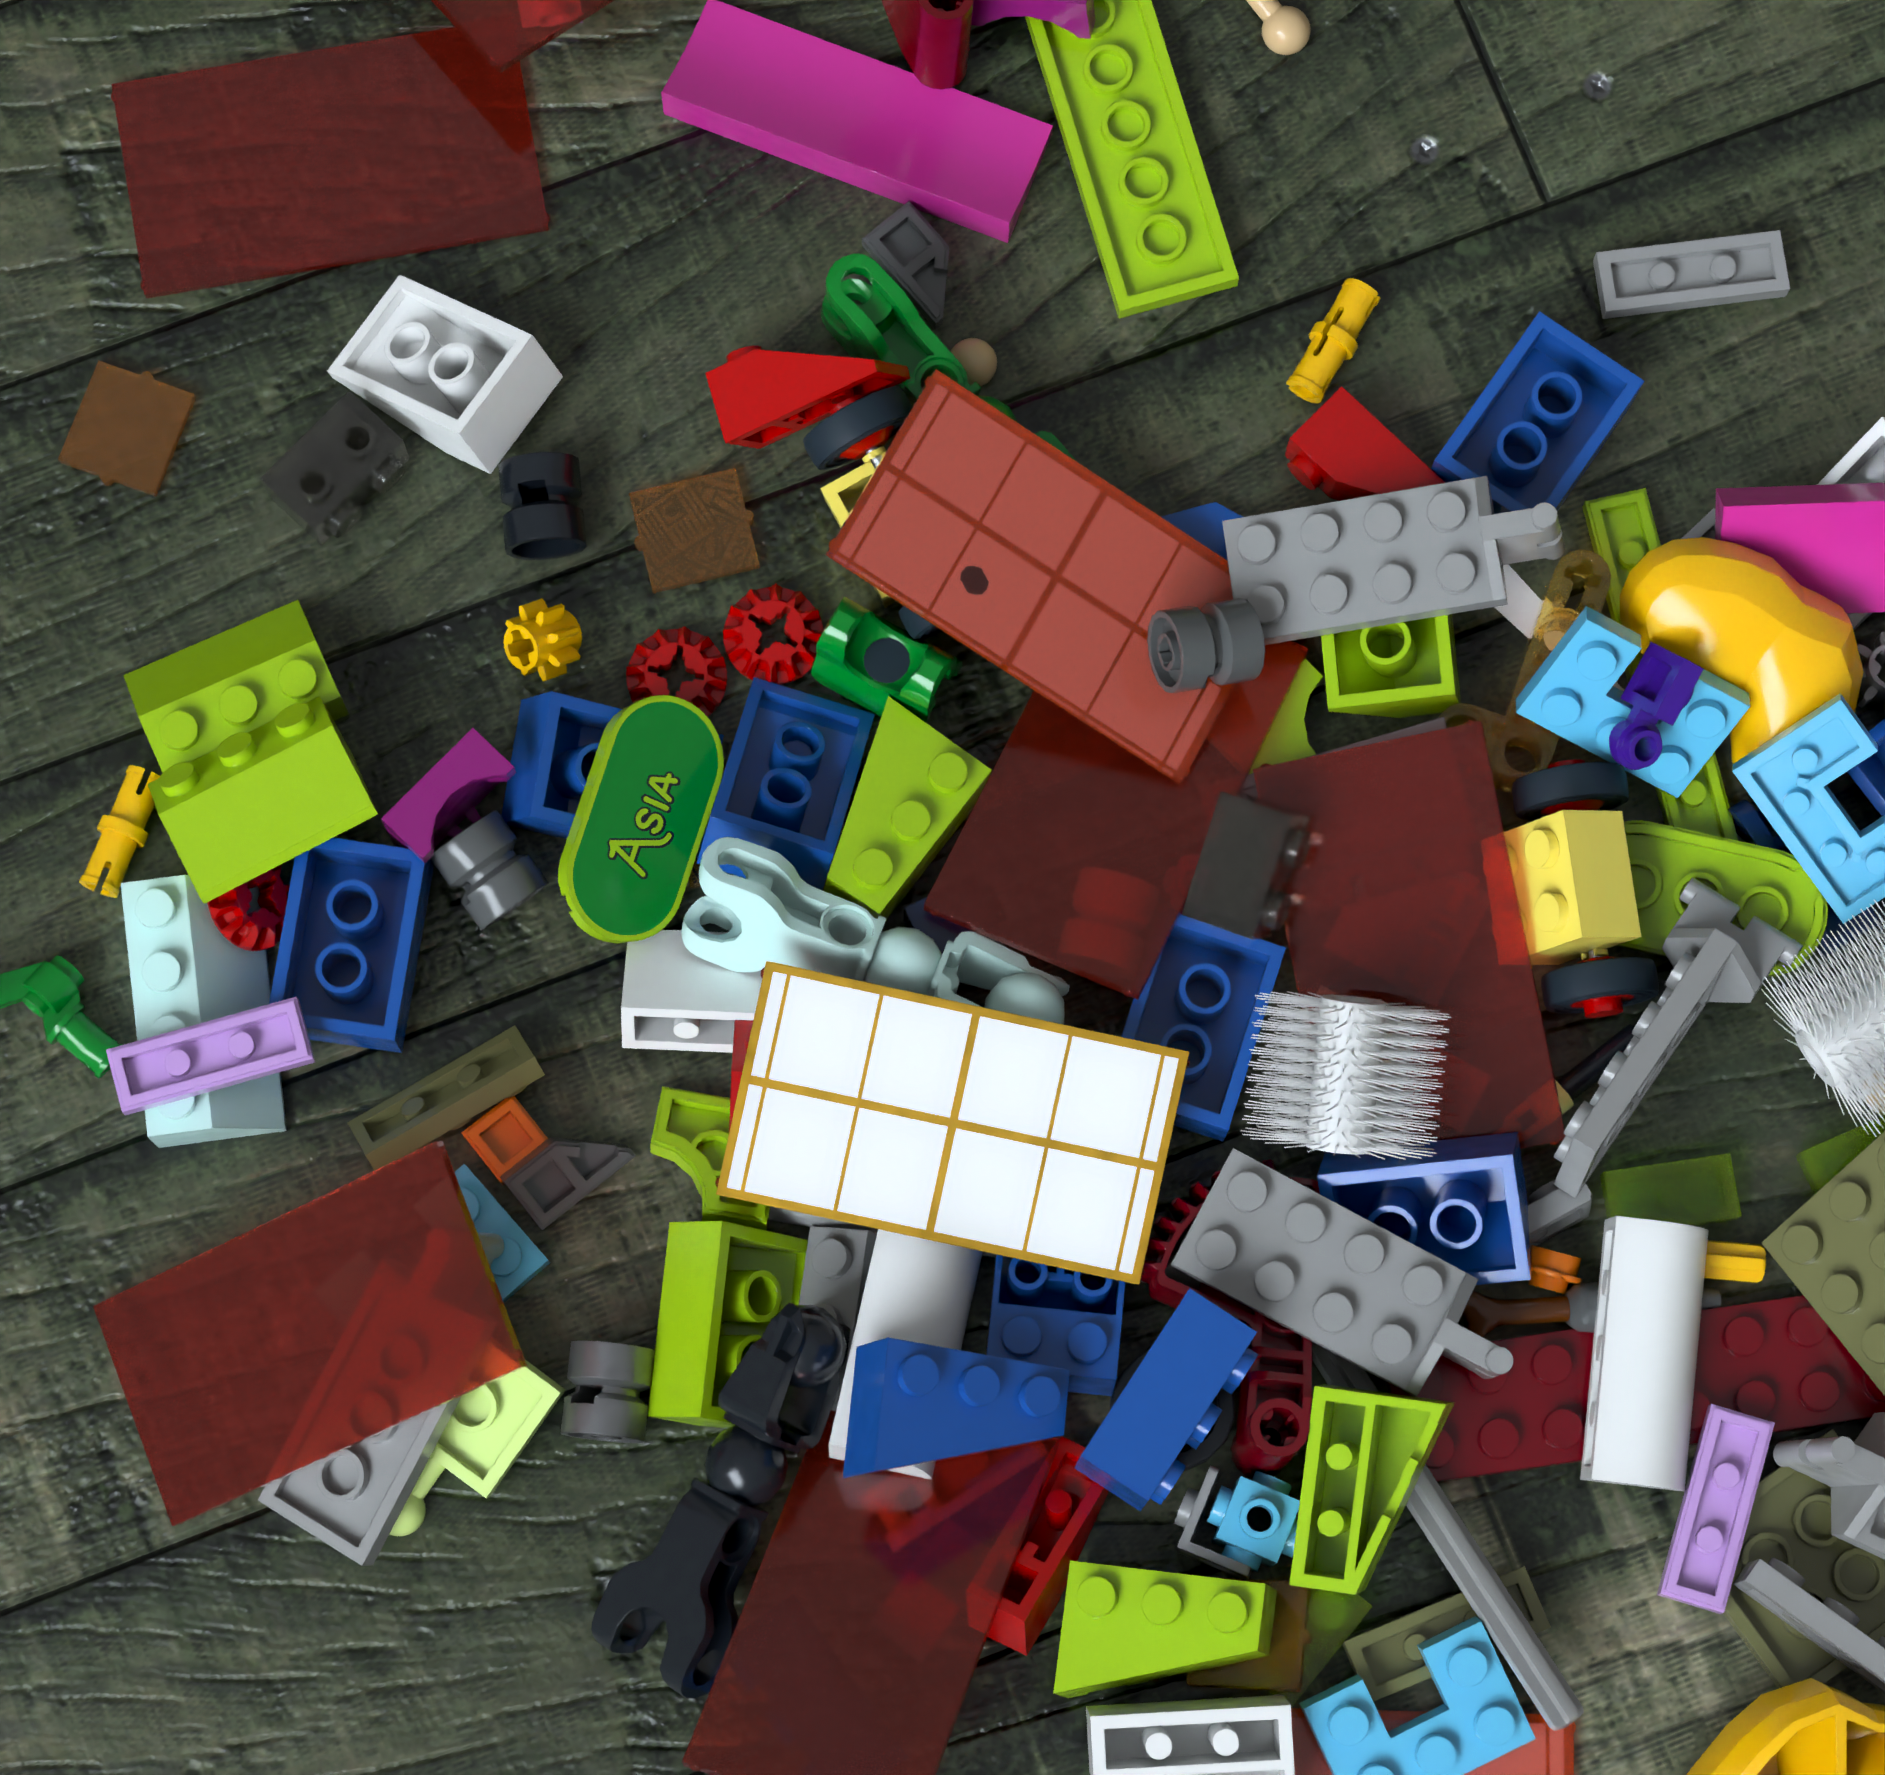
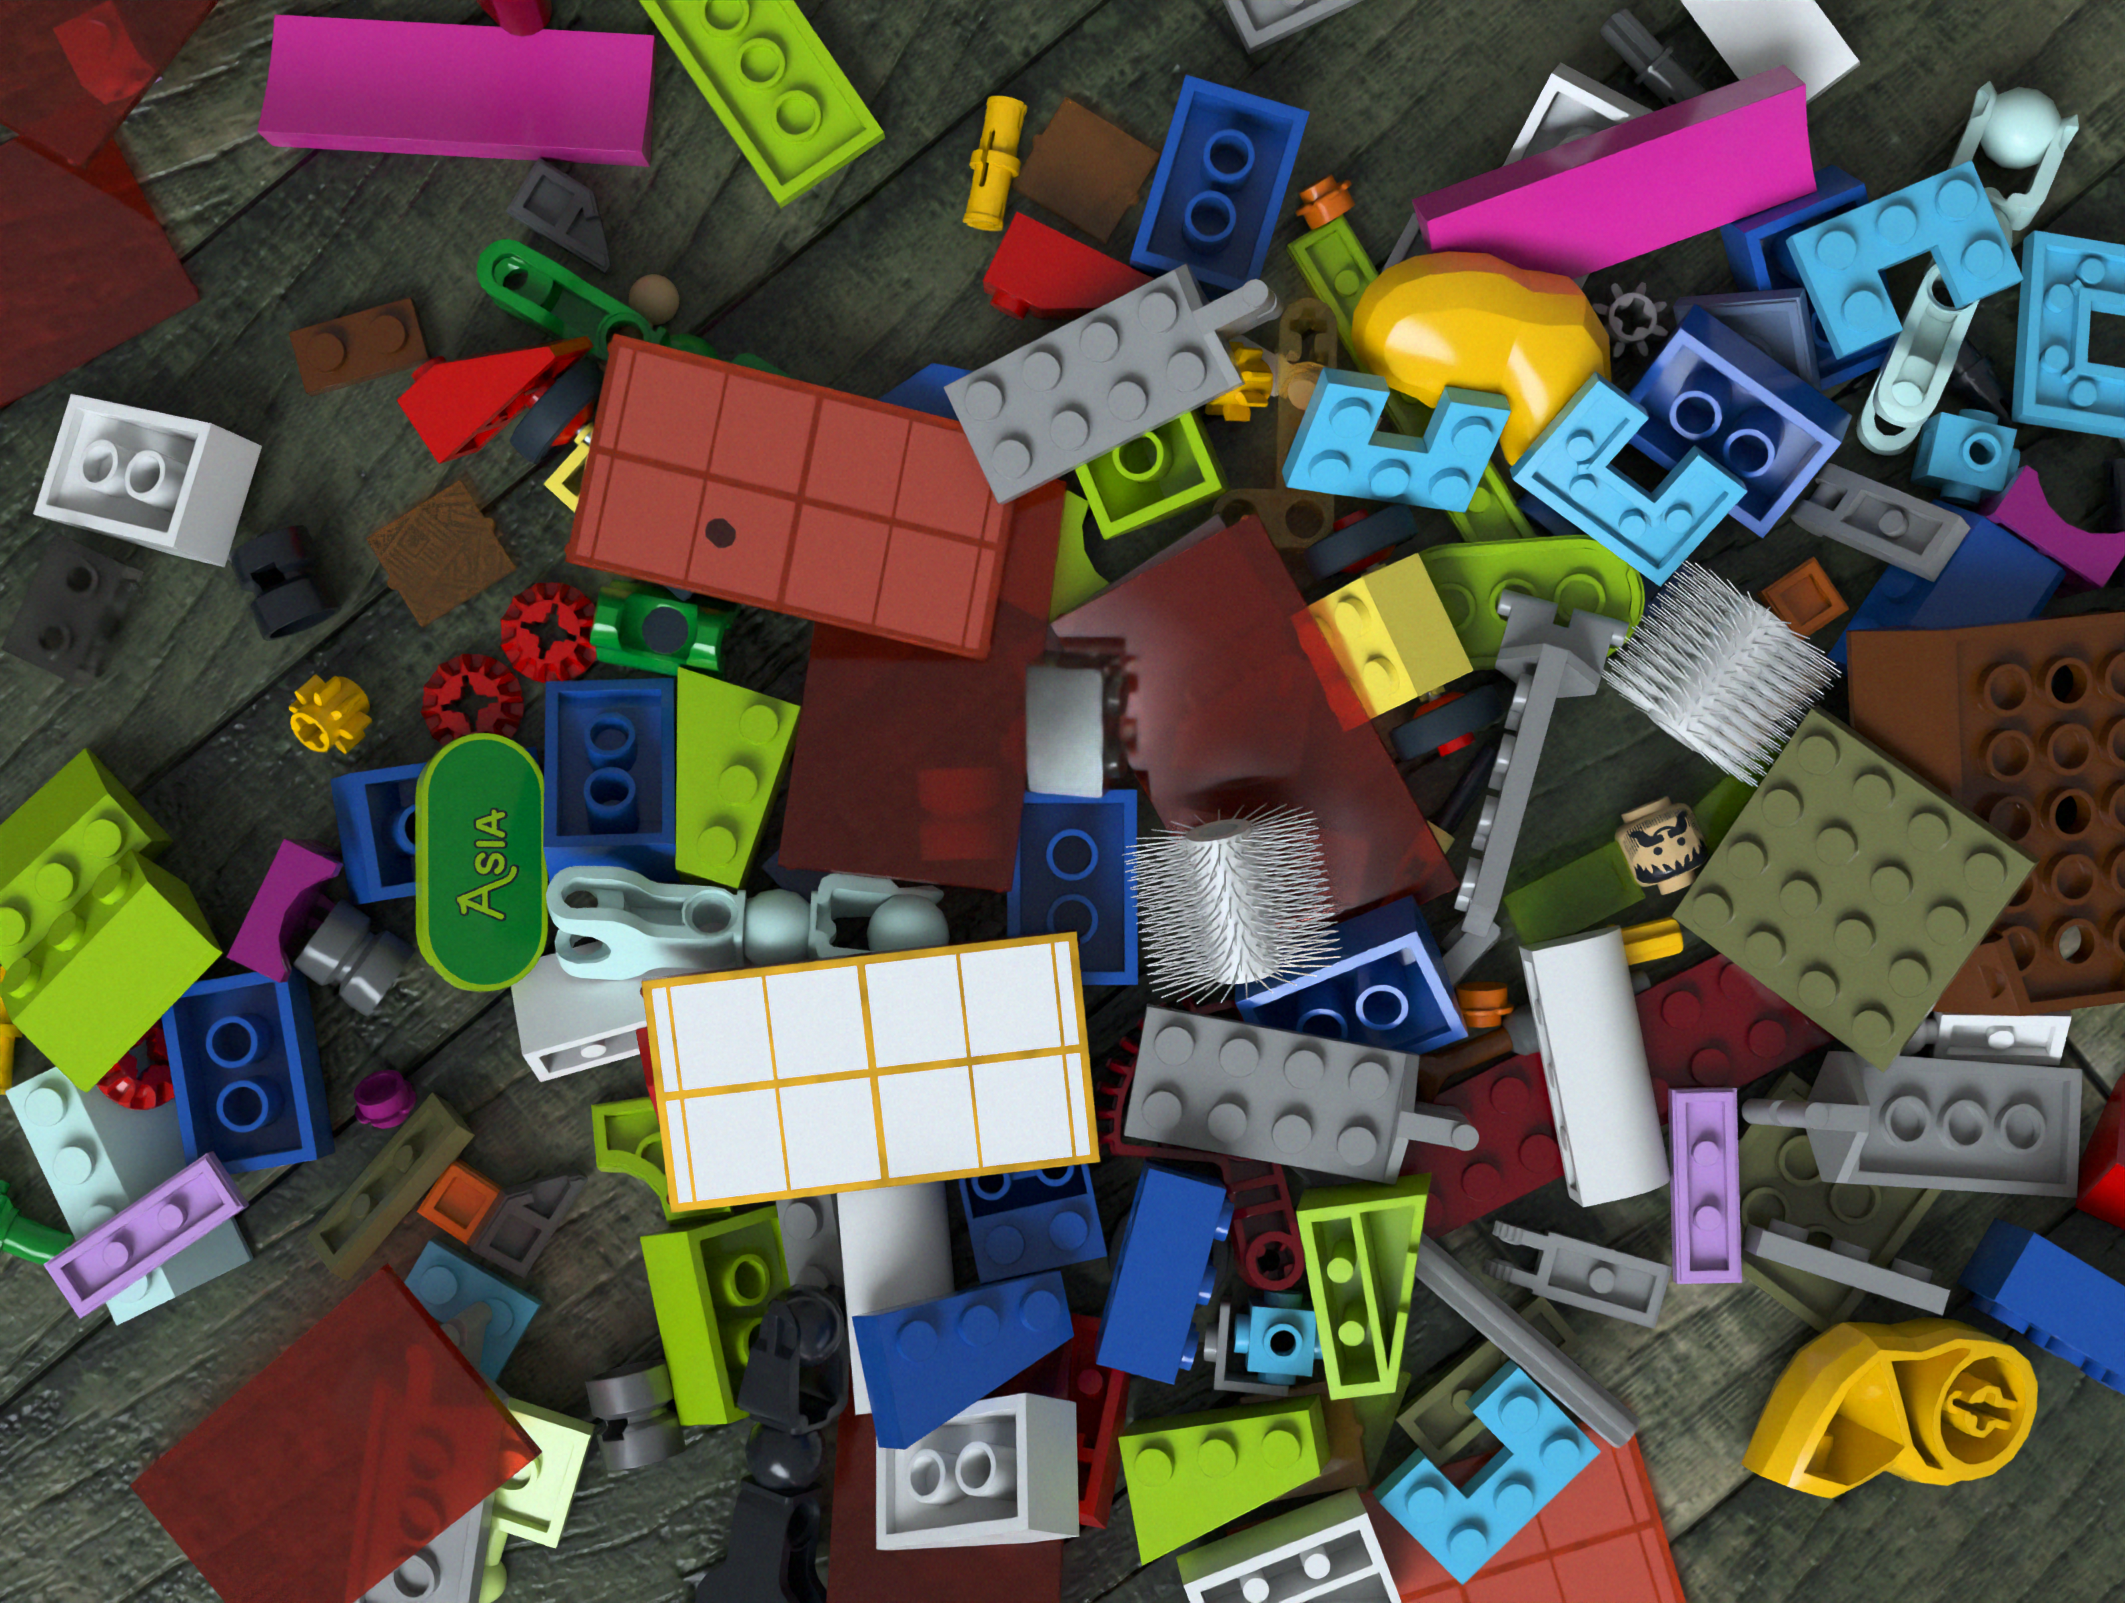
camera: 15 degrees left, 10 degrees up
(467, 1016) = (384, 1099): none -> magenta plate
(683, 318) = (360, 347): none -> reddish brown plate
(928, 1541) = (983, 1478): none -> white slope
(1215, 643) = (972, 518): dark grey wheel -> none
(1415, 375) = (1085, 170): none -> clear orange piece
(1504, 621) = (1254, 393): none -> yellow gear
(1571, 1563) = (1585, 1274): none -> light grey hinge
(1632, 471) = (1324, 201): none -> orange plate
(1657, 691) = (1420, 429): dark purple plate -> none
(1772, 1172) = (1662, 844): none -> tan head

